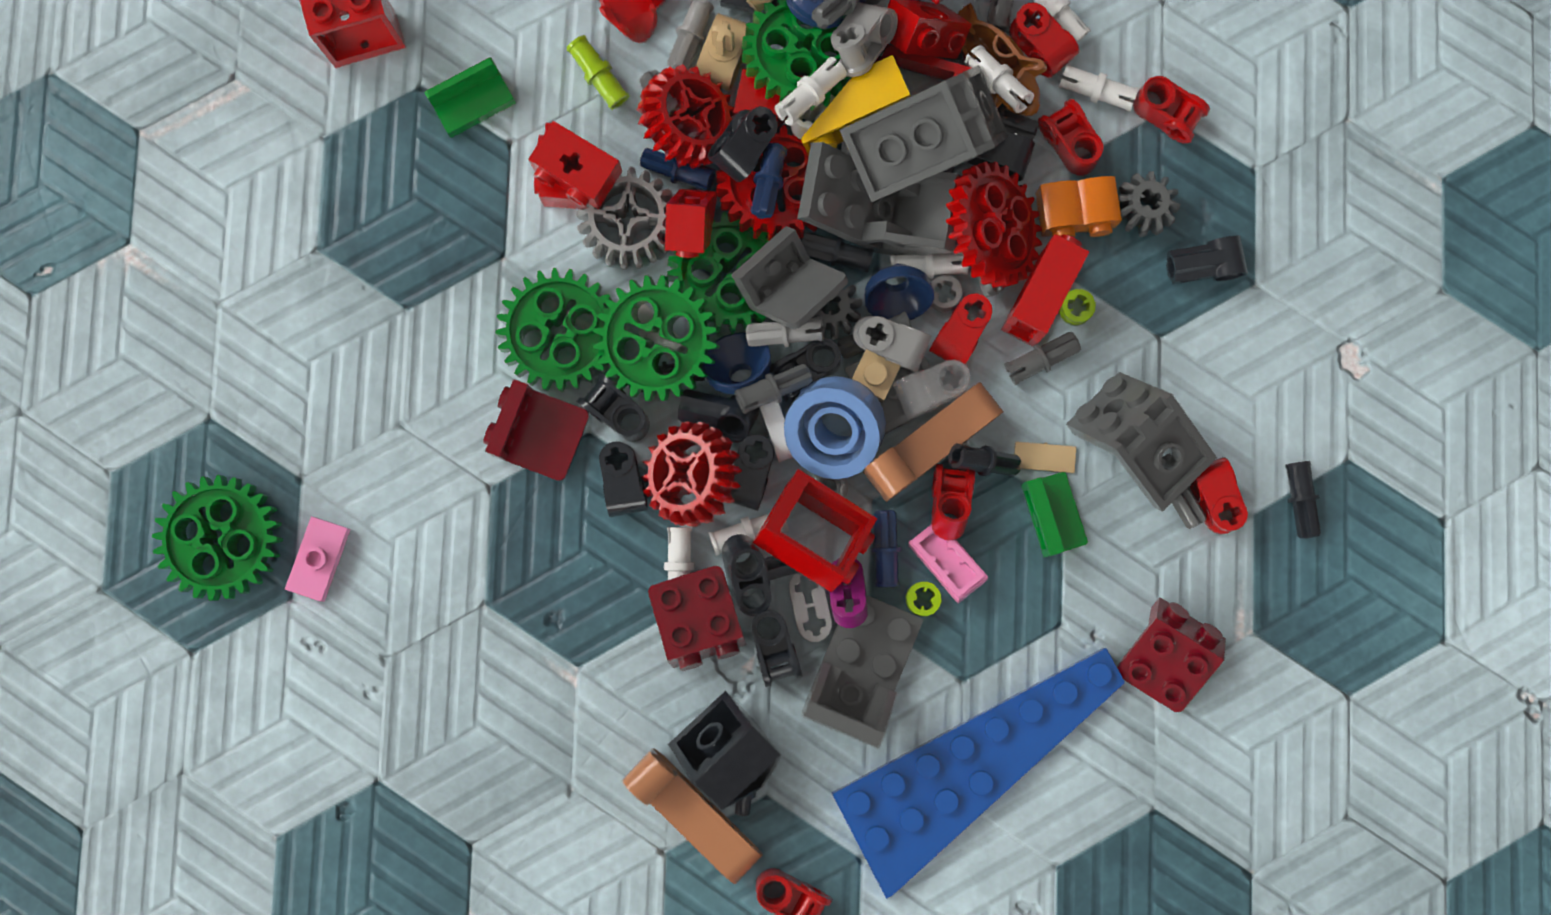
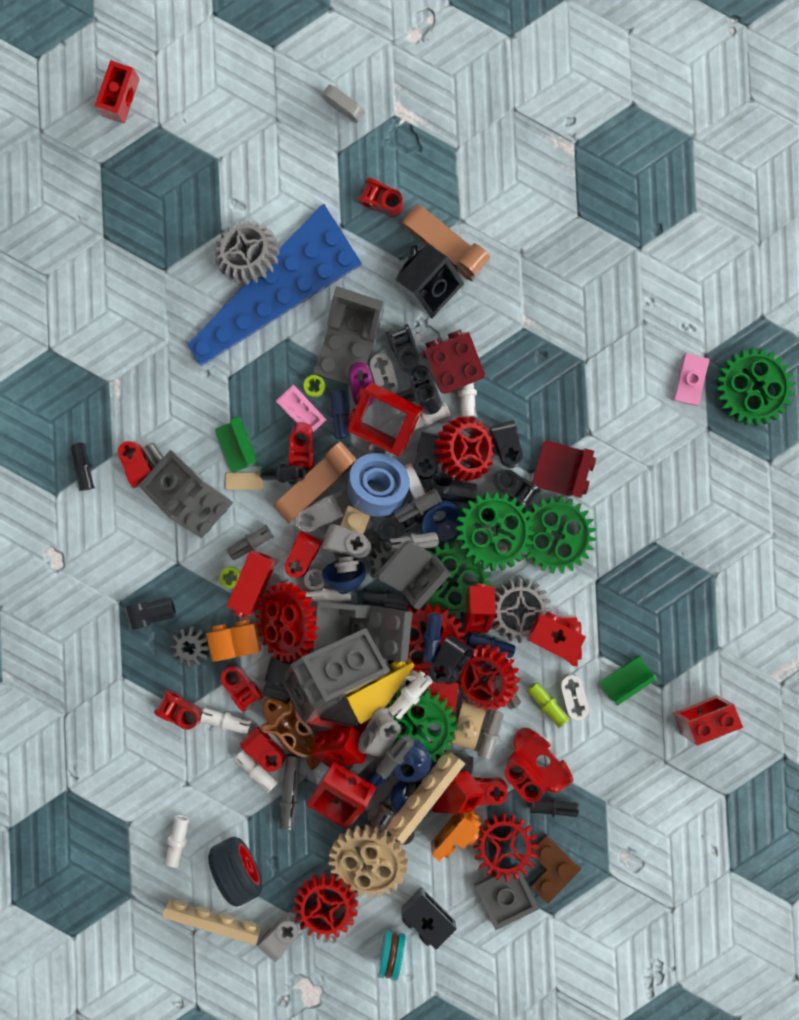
camera: 175 degrees right, 5 degrees up
(564, 81) = (579, 695): none -> white beam
(894, 306) = (346, 564): none -> light grey plate
(1000, 79) = (290, 716): white pin -> none
(1000, 814) = (260, 254): none -> light grey gear
(1173, 656) = (158, 363): dark red bracket -> none

